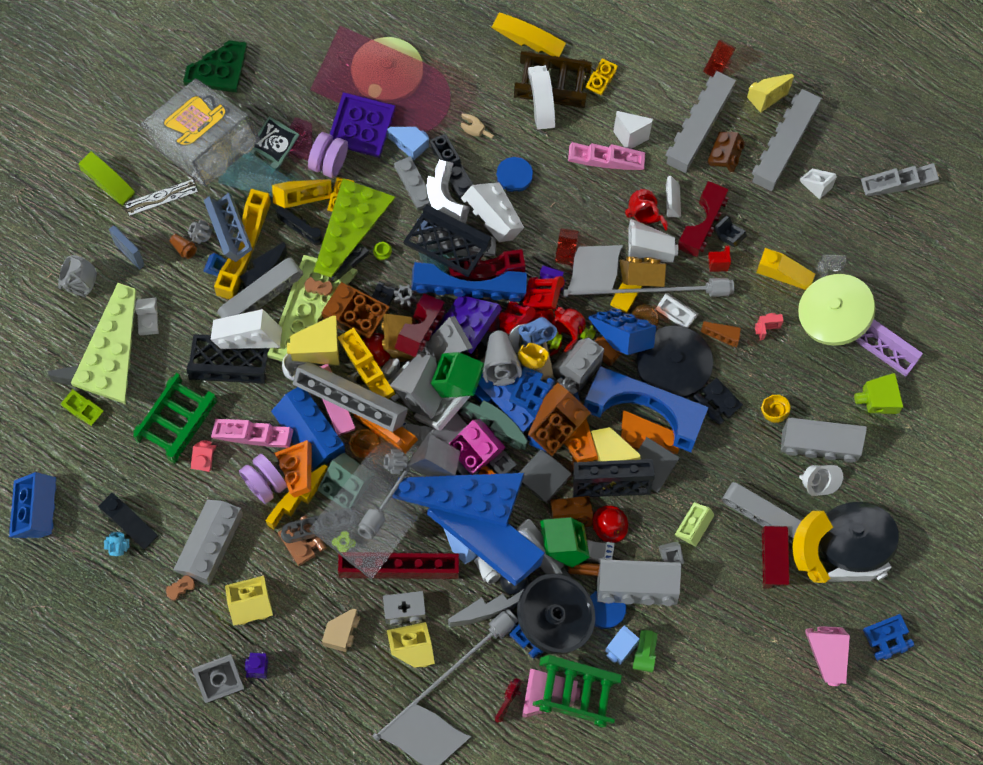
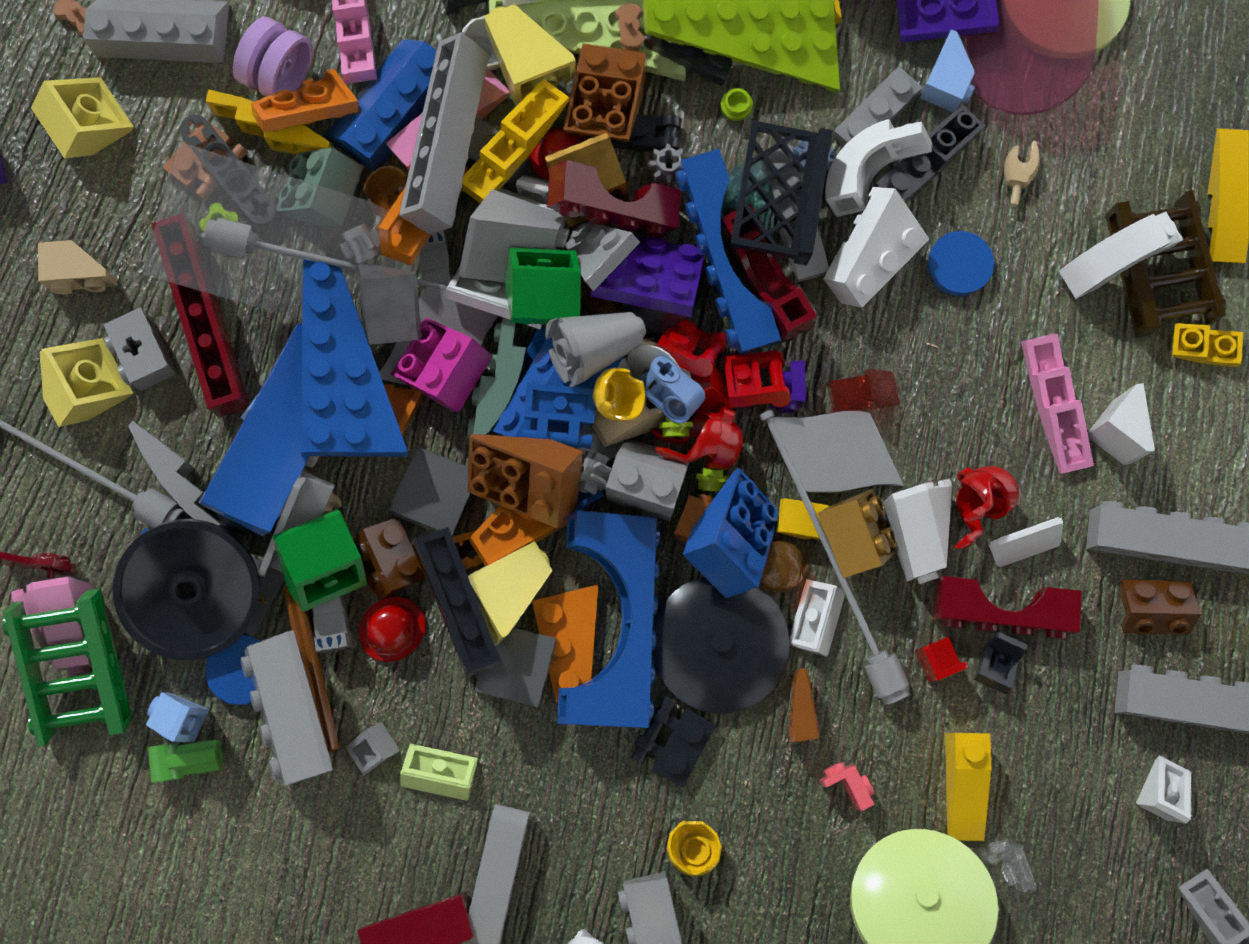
camera: 70 degrees right, 10 degrees up
(502, 463) = (432, 419): dark grey plate -> none

